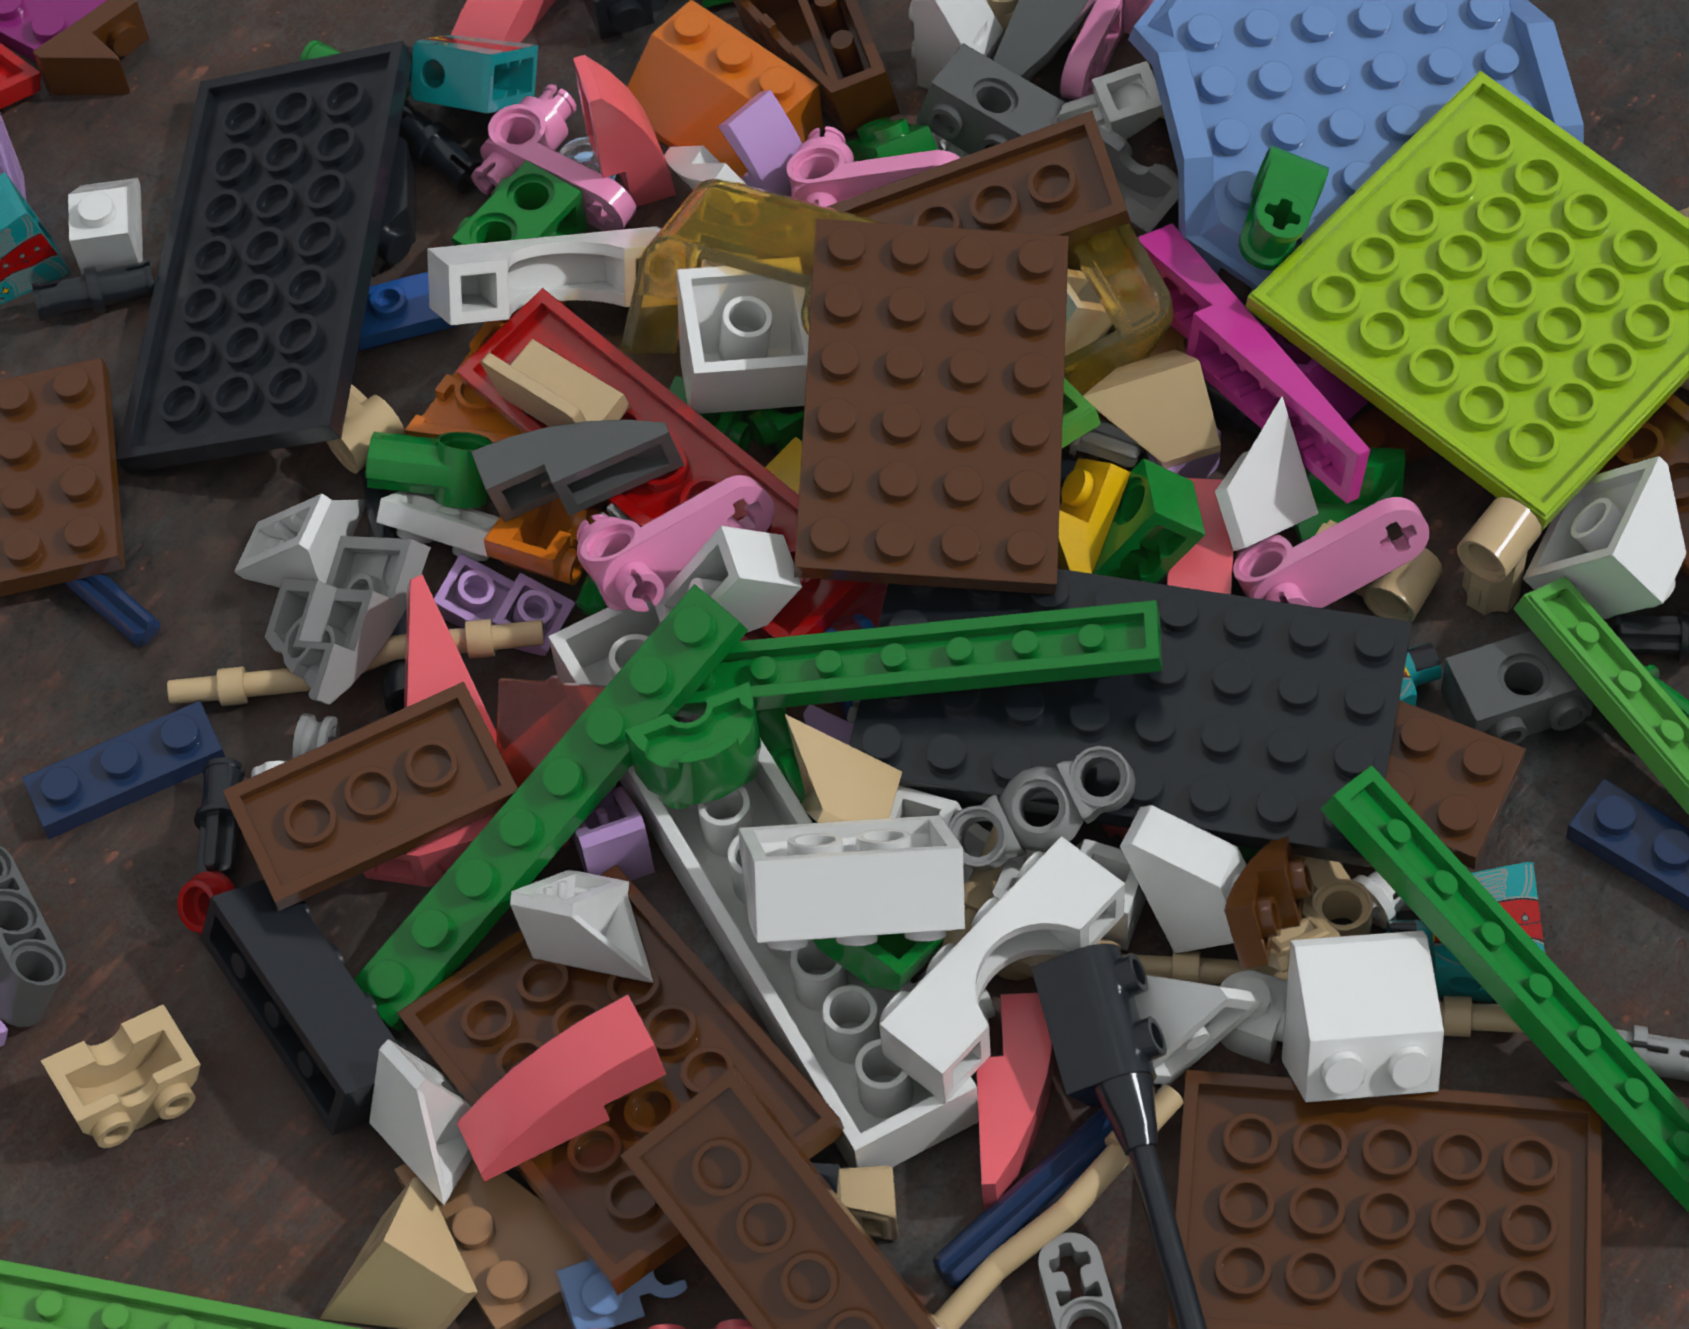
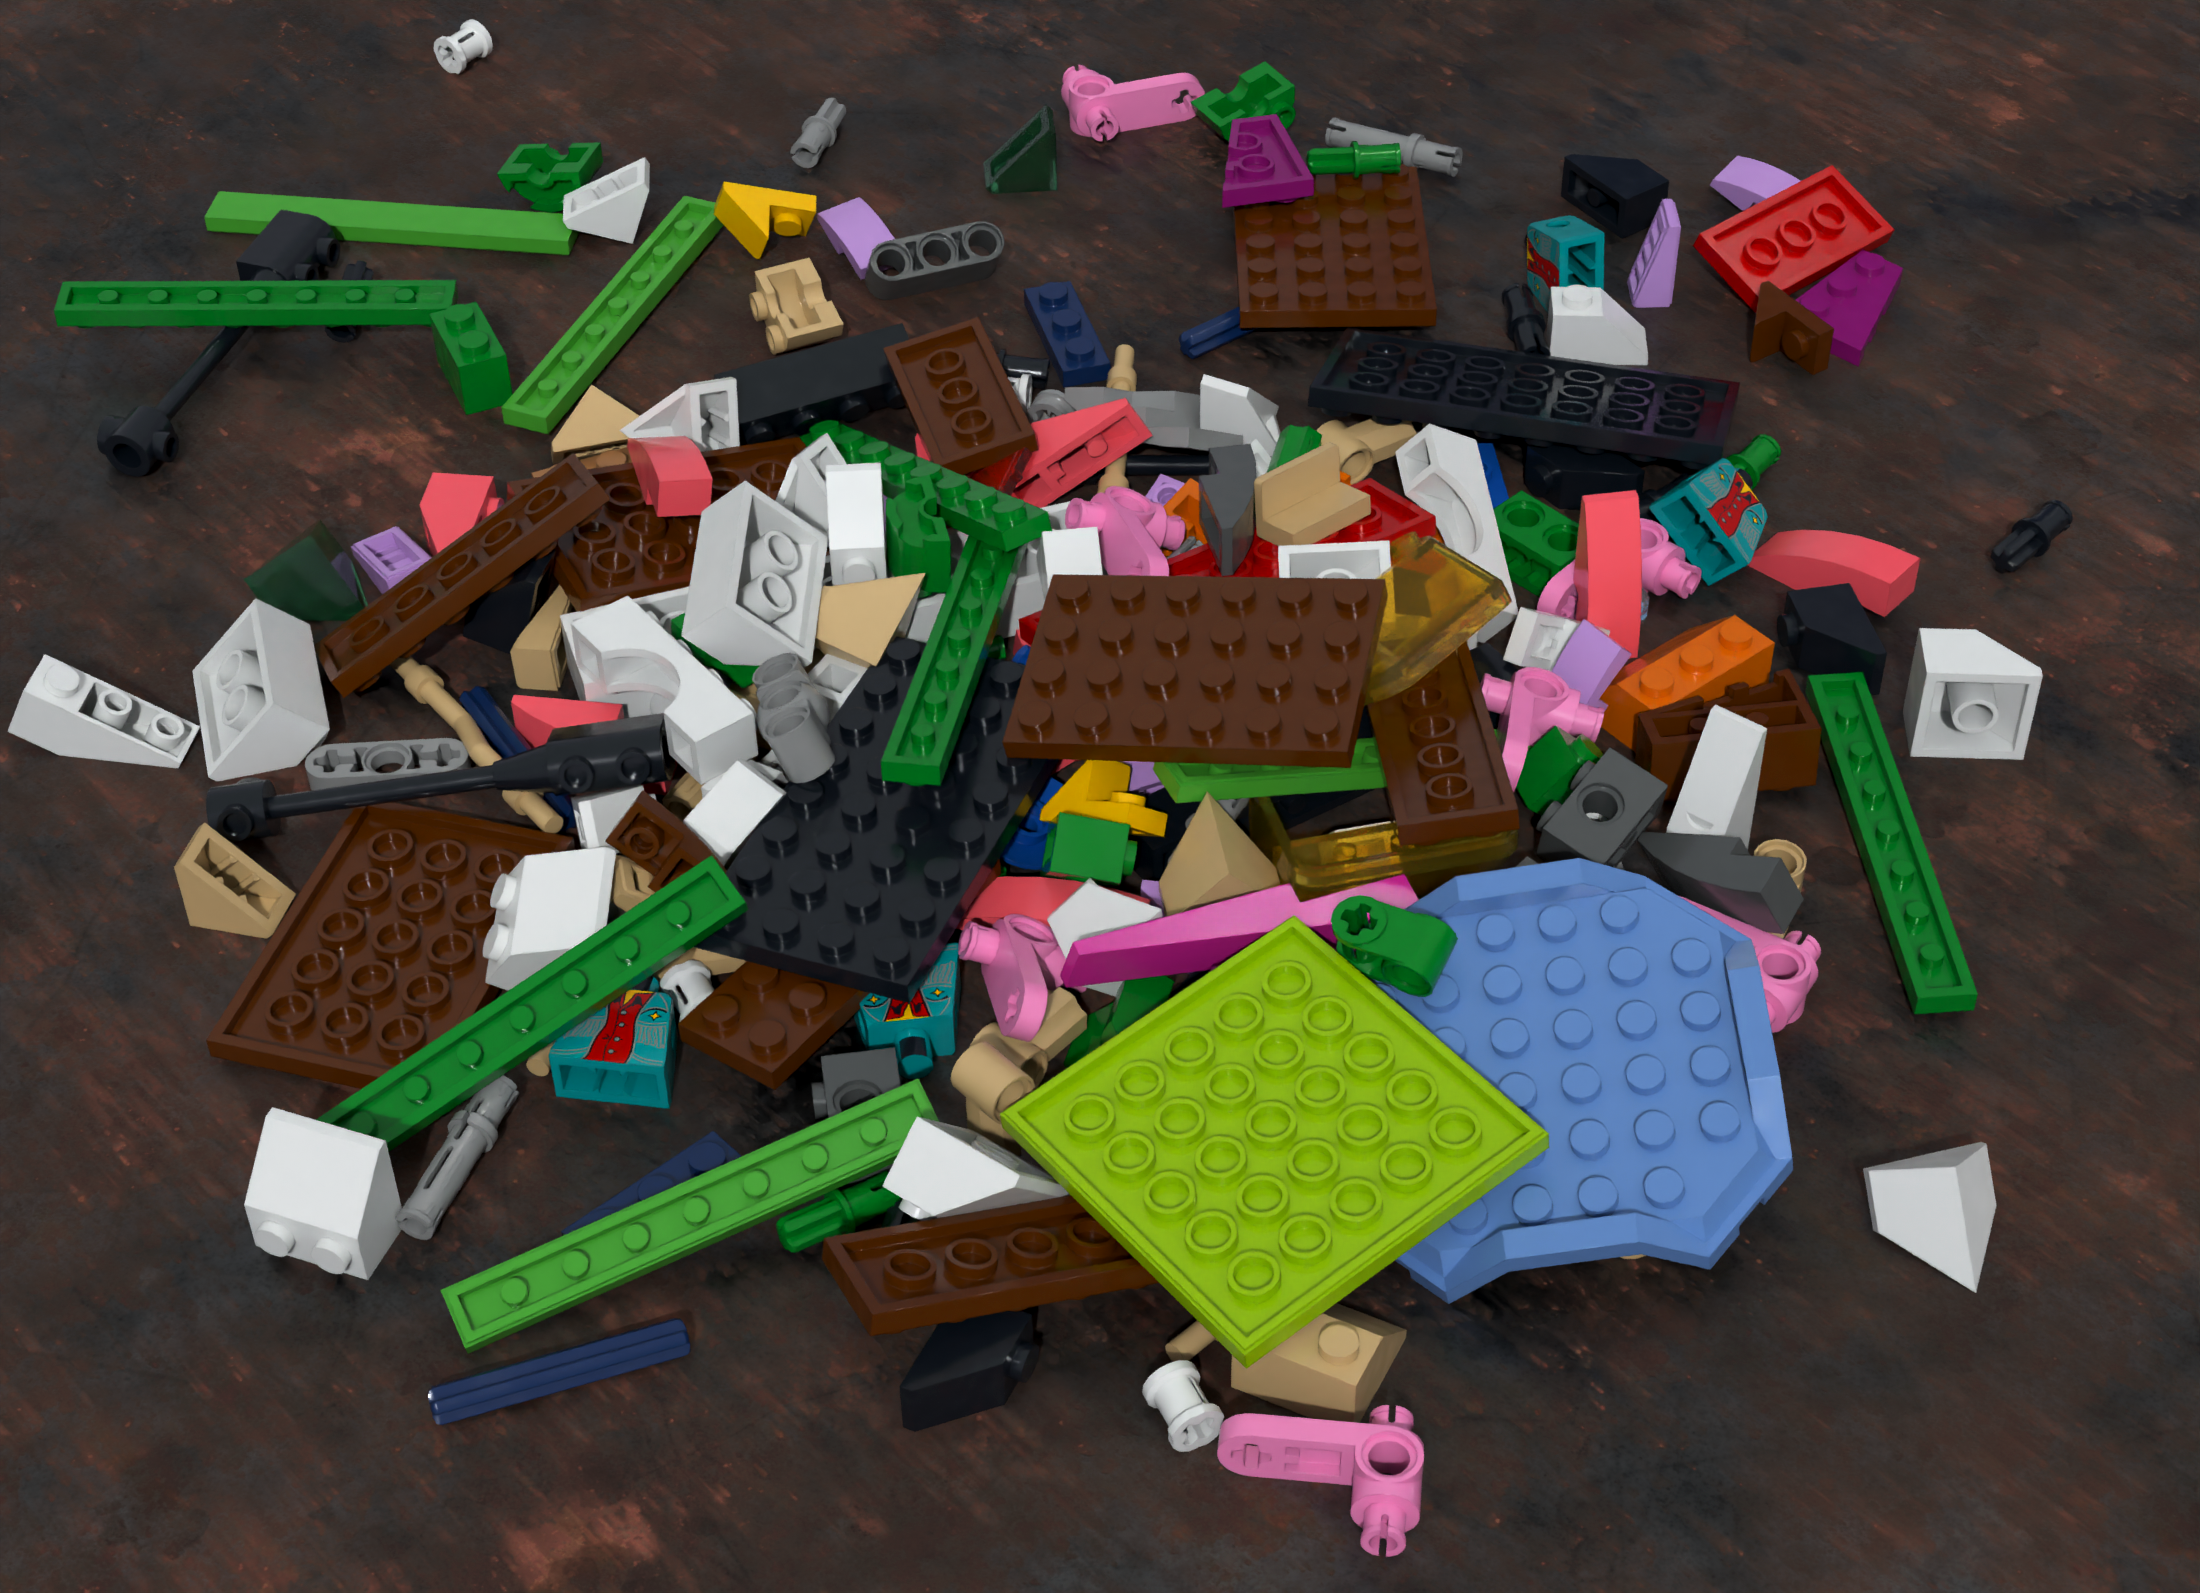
camera: 95 degrees right, 15 degrees down
(707, 809) = (856, 523): none -> white slope

